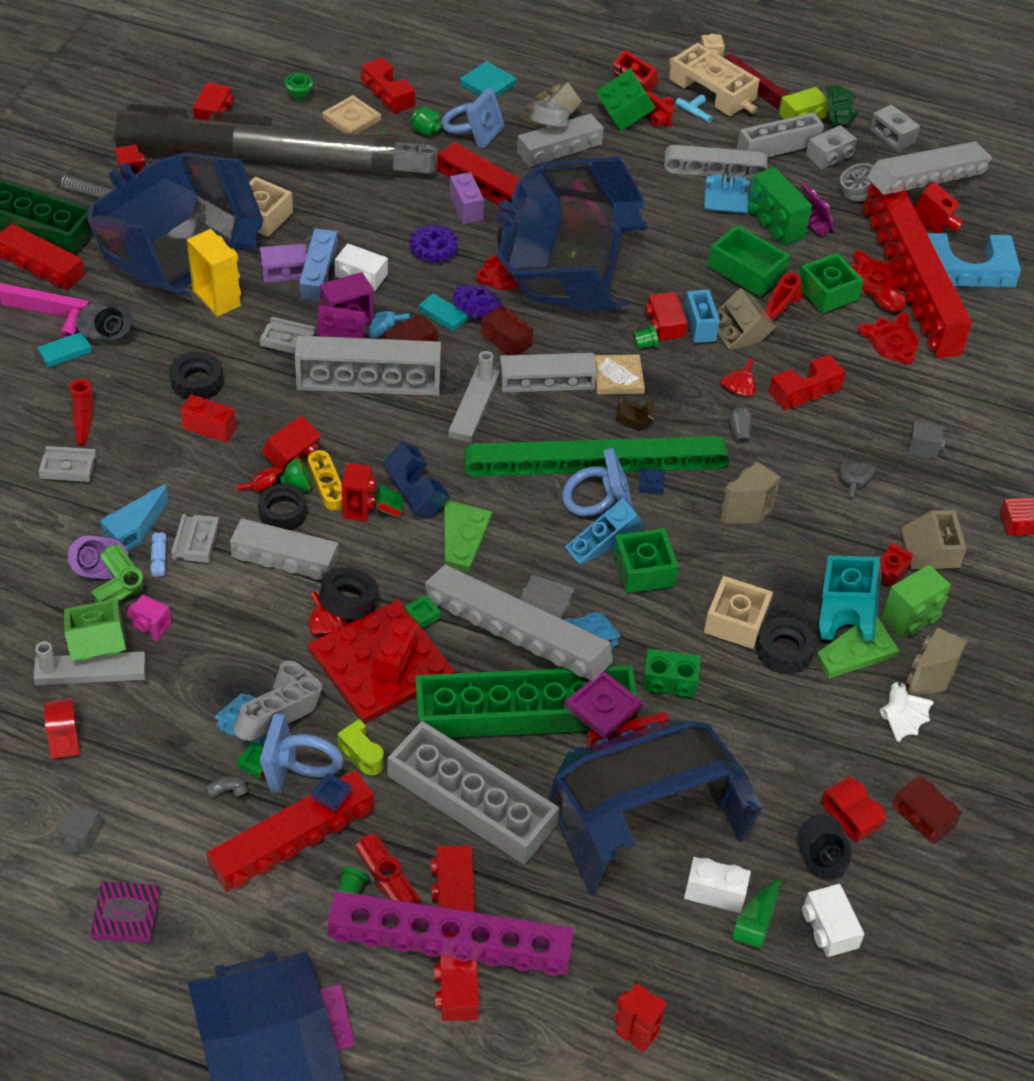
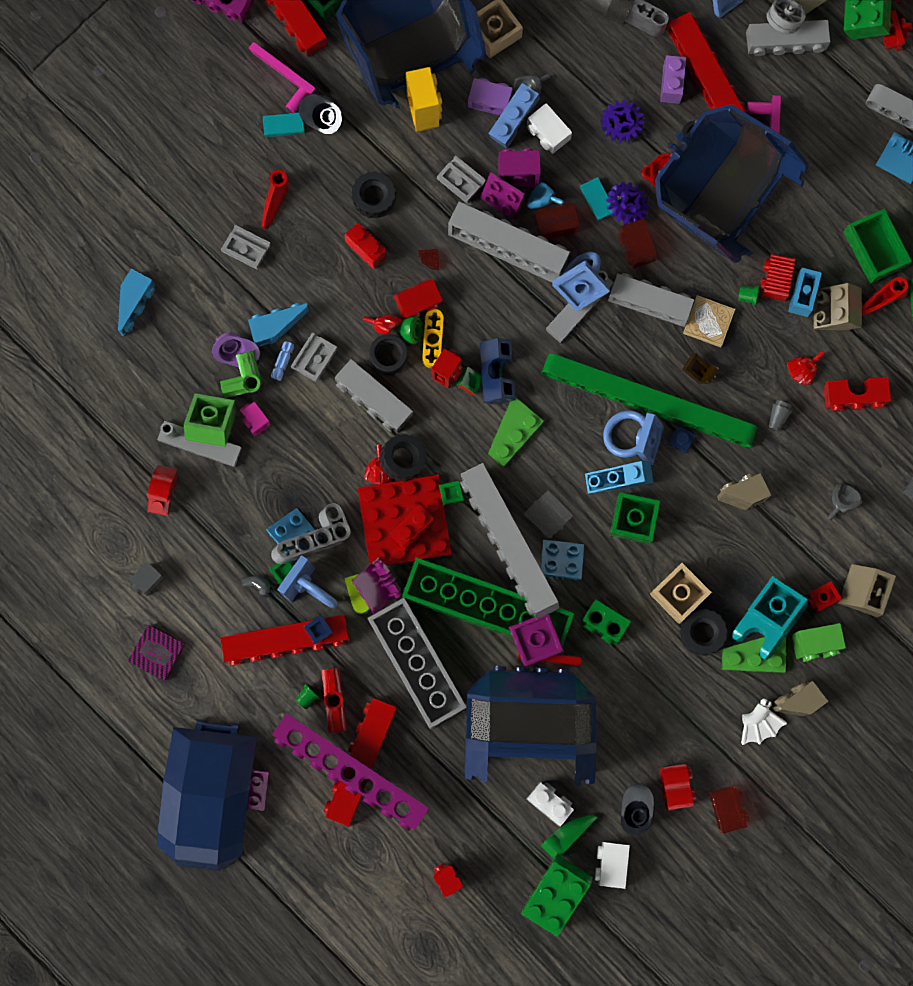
camera: 25 degrees right, 30 degrees up
(285, 412) = (429, 258): none -> clear red tile
(381, 727) = (377, 585): none -> magenta hinge
(468, 369) = (581, 282): none -> medium blue tile
(786, 978) = (557, 895): none -> green piece

